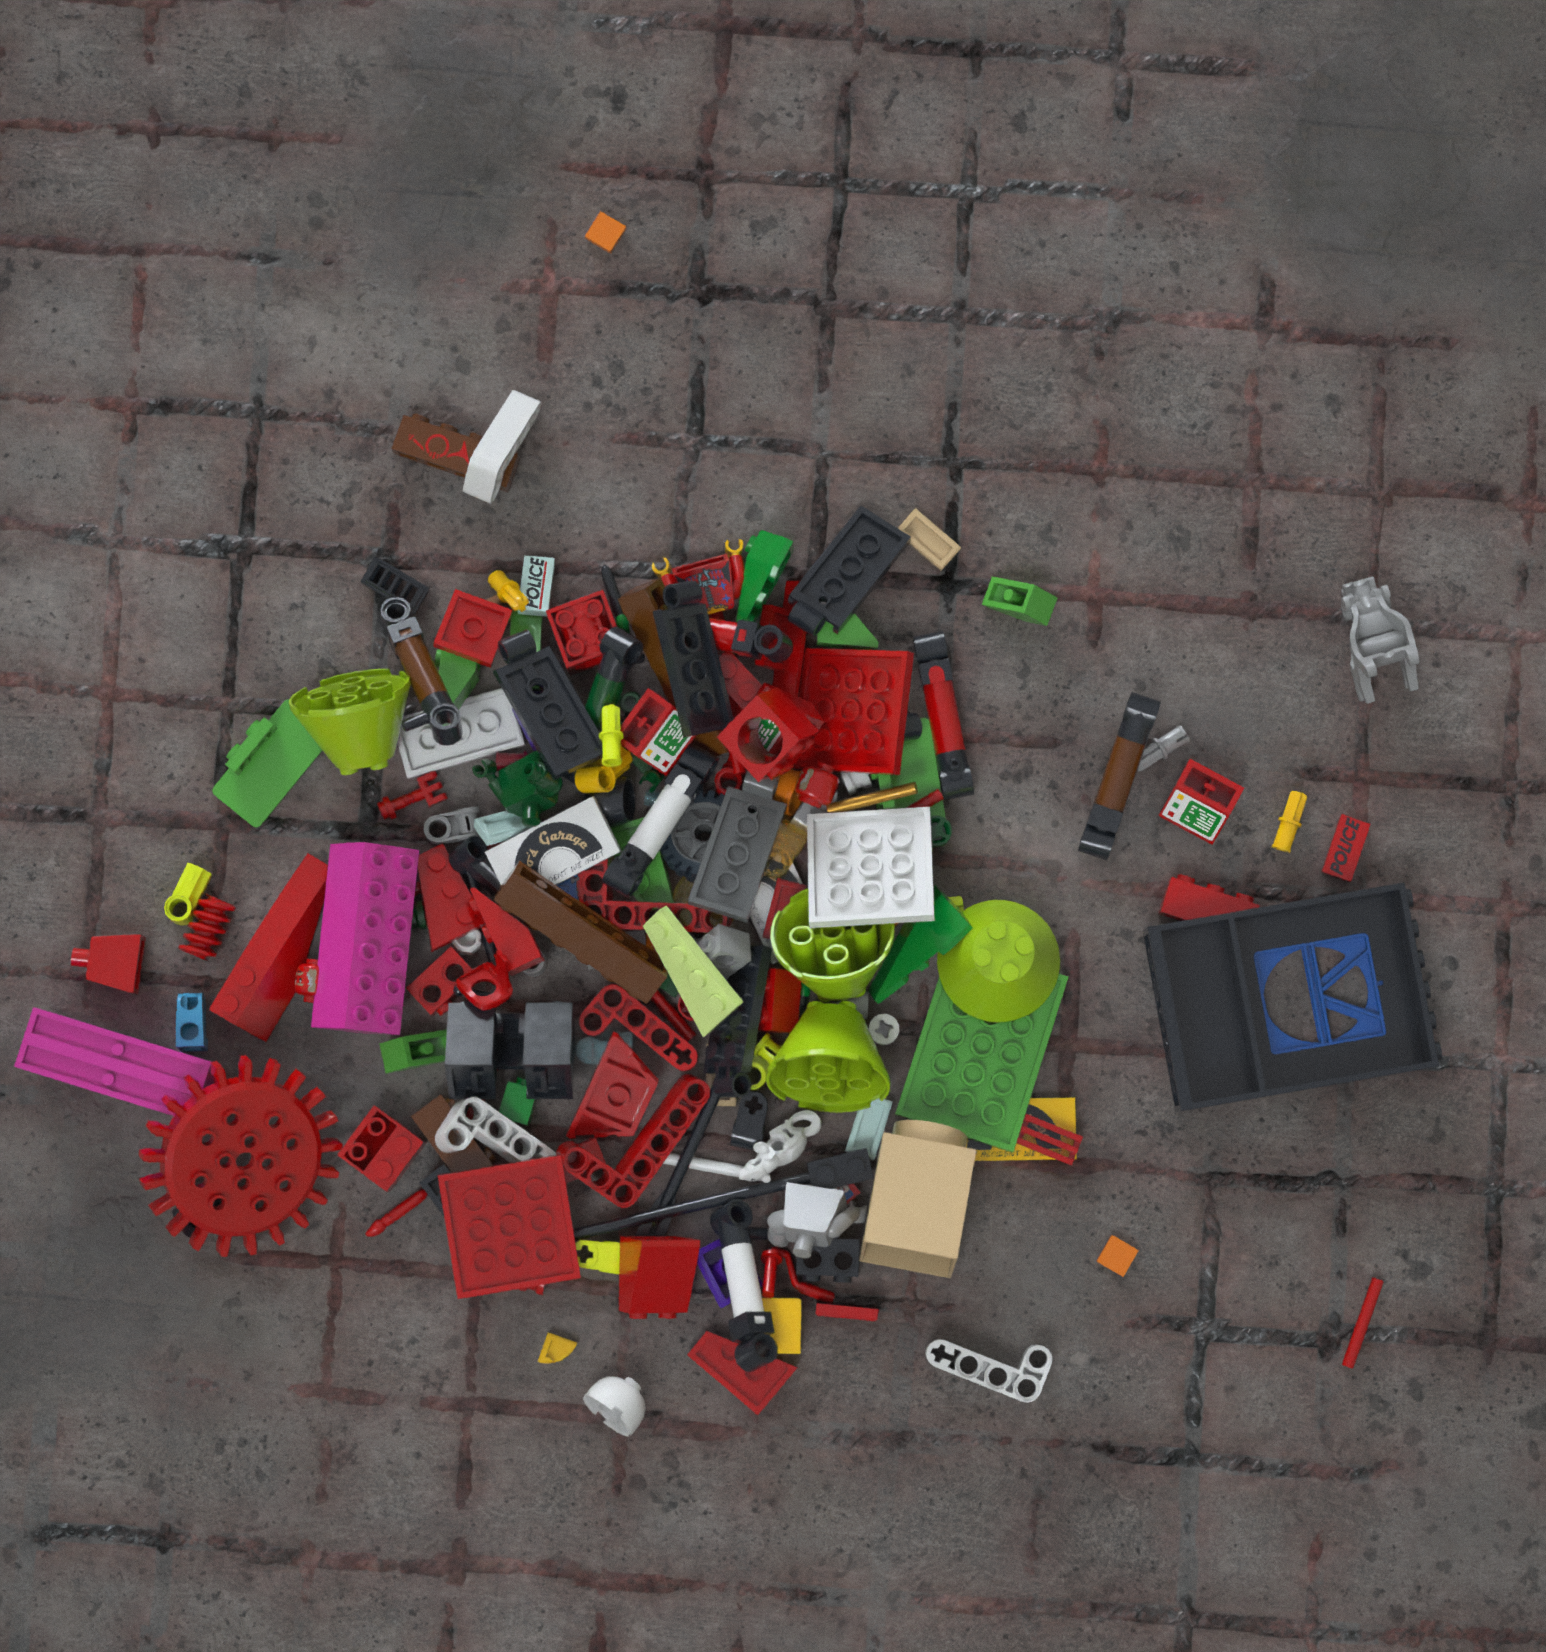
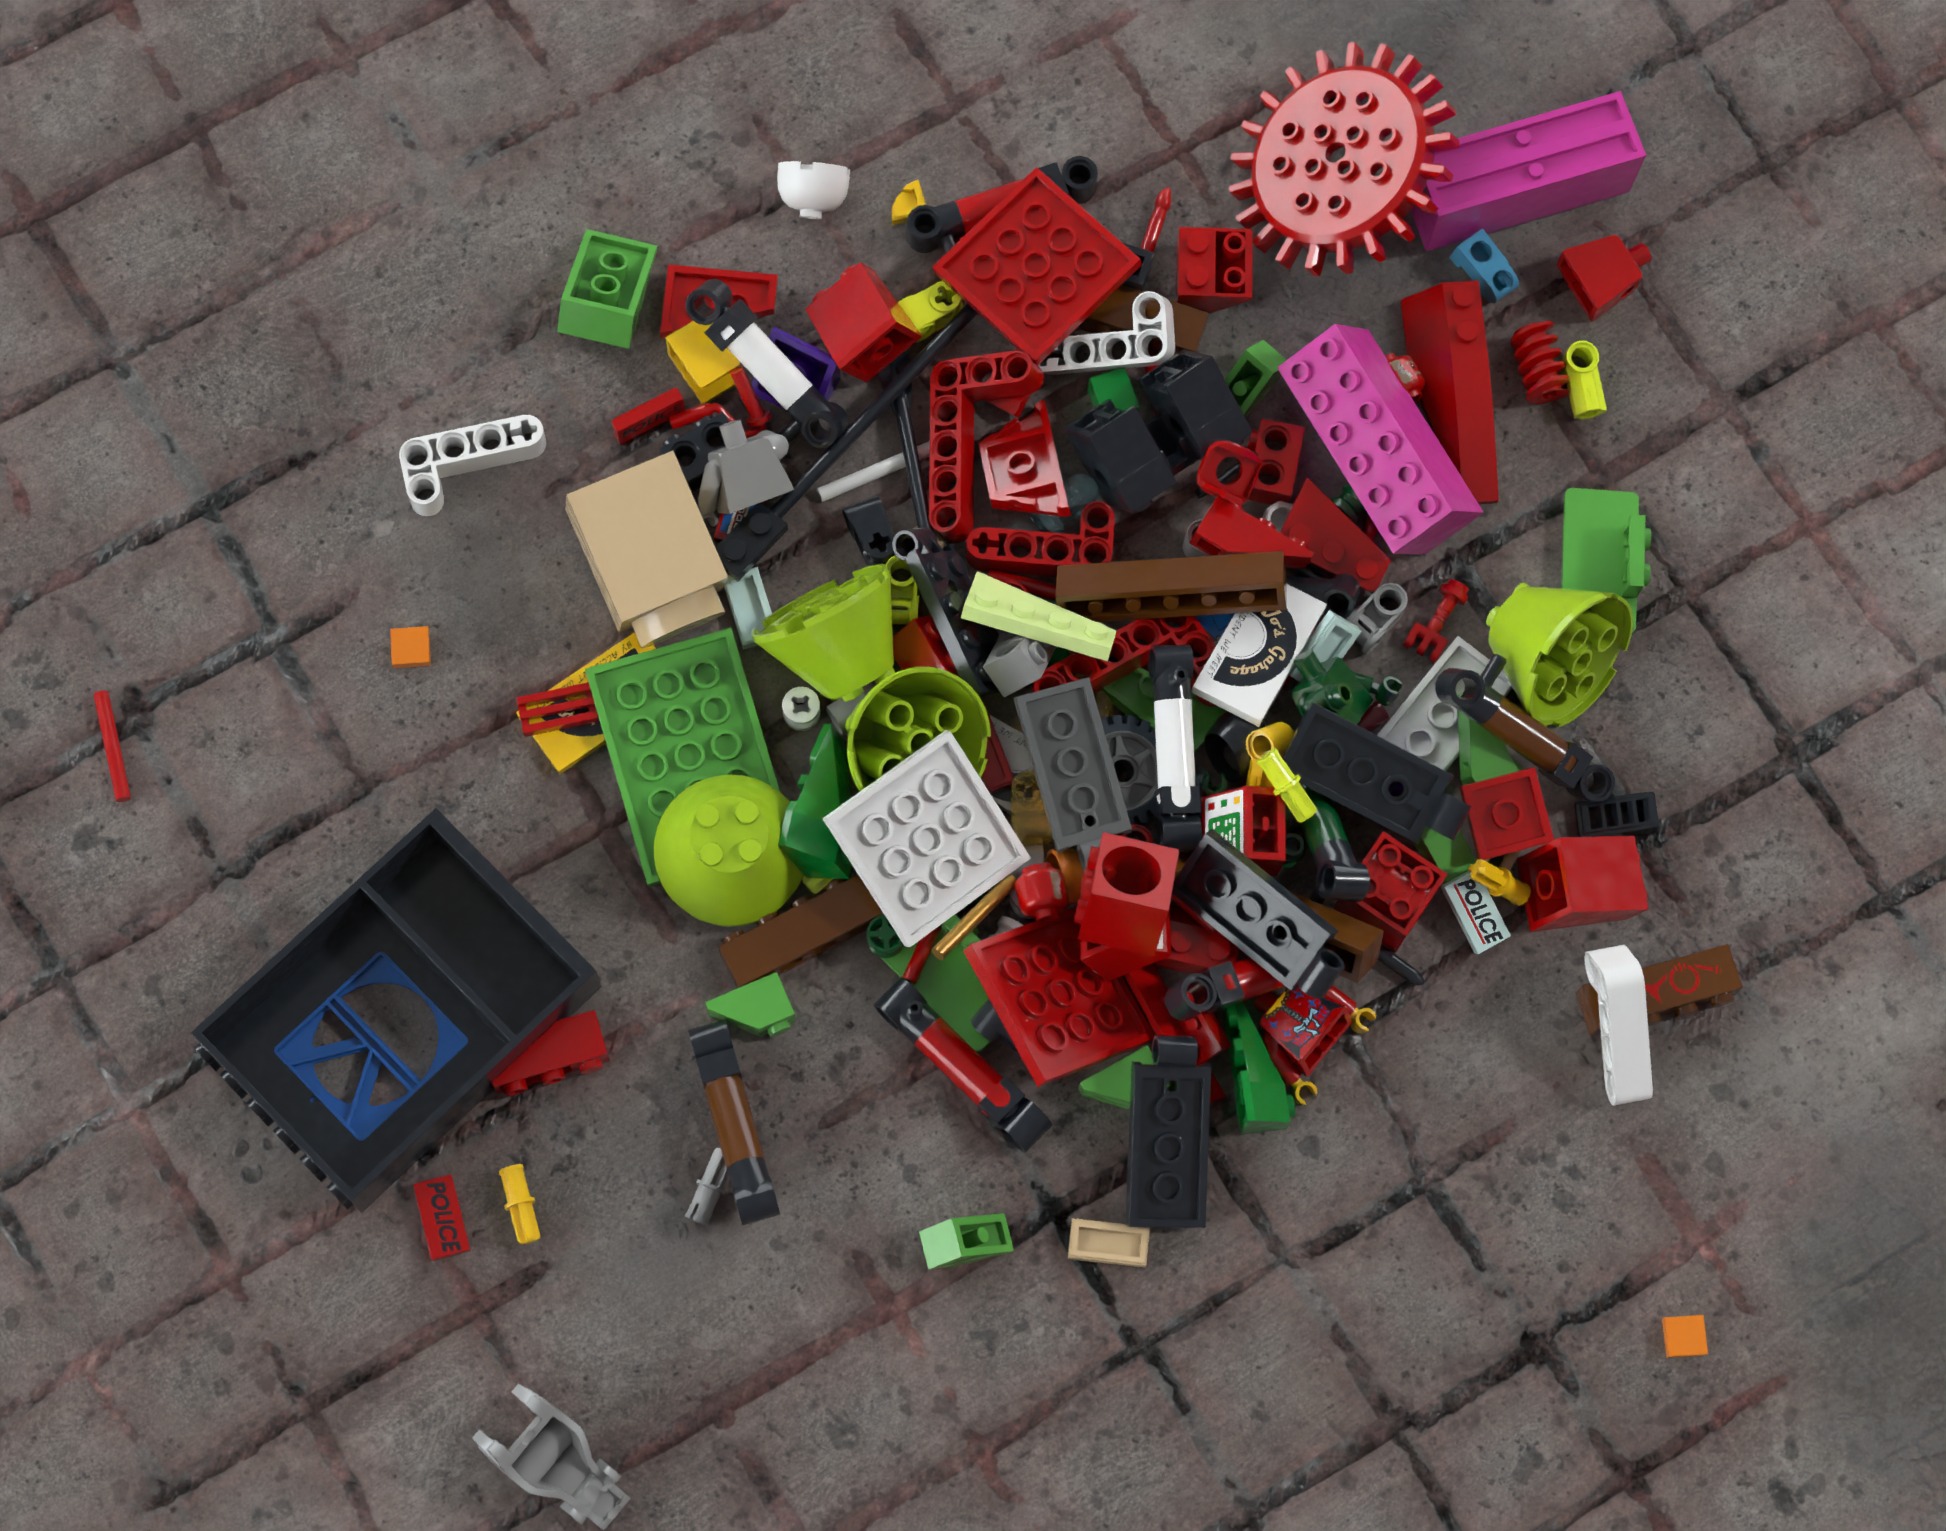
camera: 135 degrees right, 10 degrees down
(451, 553) = (1583, 882): none -> red slope
(505, 1305) = (961, 215): none -> black piece
(784, 1146) = (821, 527): white animal -> none
(810, 1428) = (606, 289): none -> bright green slope
(994, 875) = (800, 933): none -> reddish brown brick
(1052, 844) = (756, 1007): none -> bright green slope
(1201, 801) = (628, 1158): slope -> none

